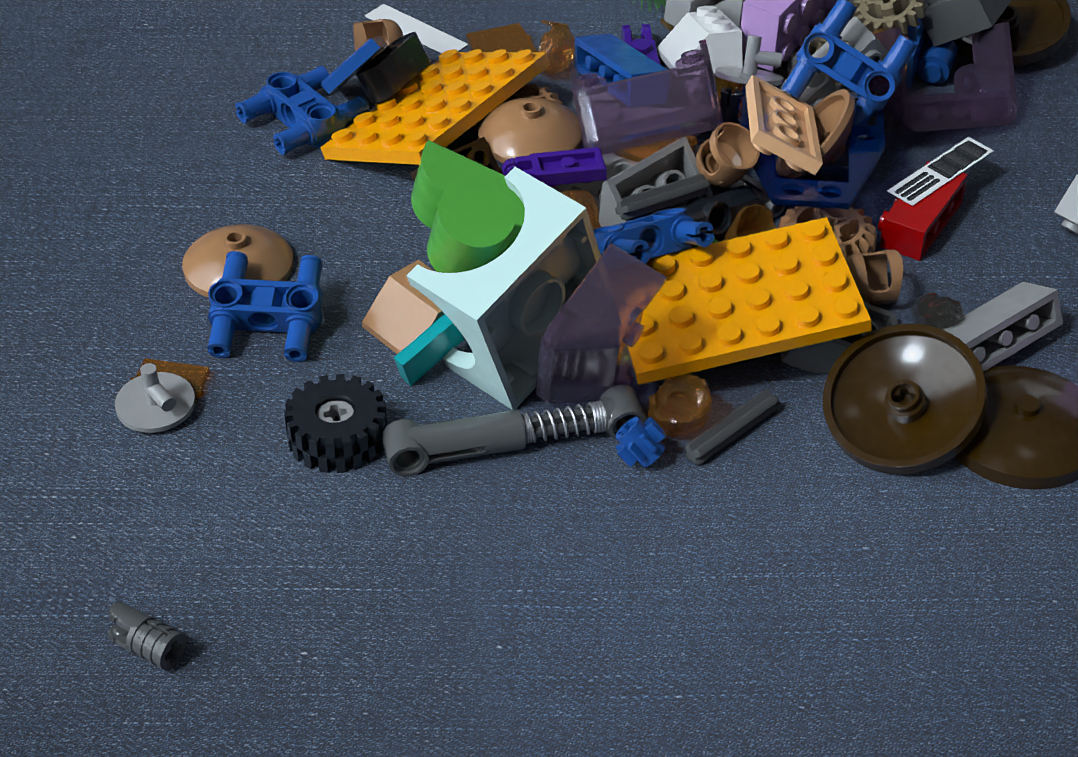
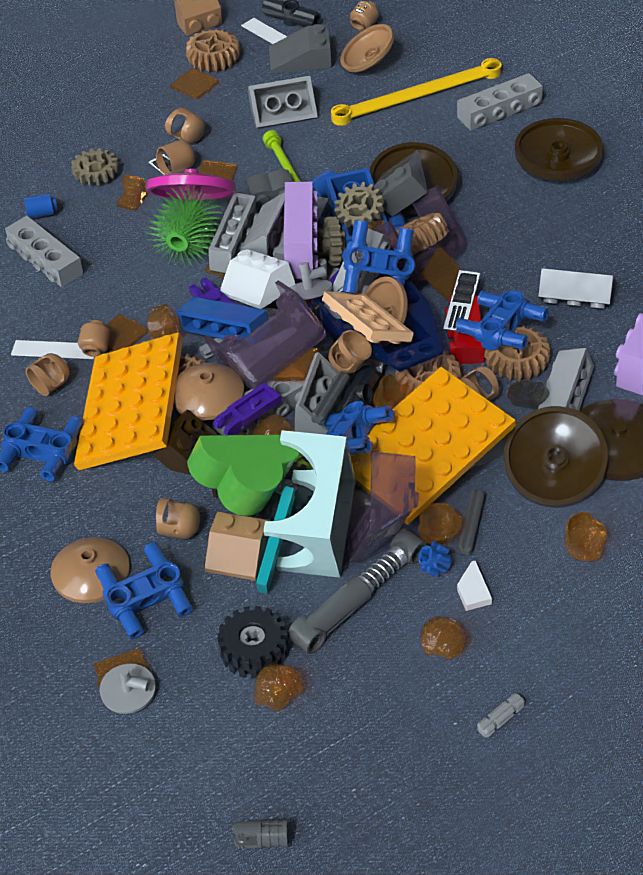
camera: 30 degrees left, 5 degrees up
(315, 481) = (276, 686): none -> clear orange hair
(355, 62) = (59, 397): blue tile -> none
(380, 257) = (181, 520): none -> medium nougat helmet
(393, 67) = (79, 386): black beam -> none
(461, 30) = (94, 338): none -> medium nougat head
(561, 666) = (500, 715): none -> light grey axle
(565, 533) = (443, 637): none -> clear orange hair
(664, 503) = (473, 588): none -> white tile
(860, 510) = (584, 537): none -> clear orange hair
(945, 128) = (442, 273): none -> clear orange piece
(948, 74) = (427, 231): none -> medium nougat gear
(968, 263) = (518, 363): none -> medium nougat gear
(969, 209) = (502, 319): none -> blue piece

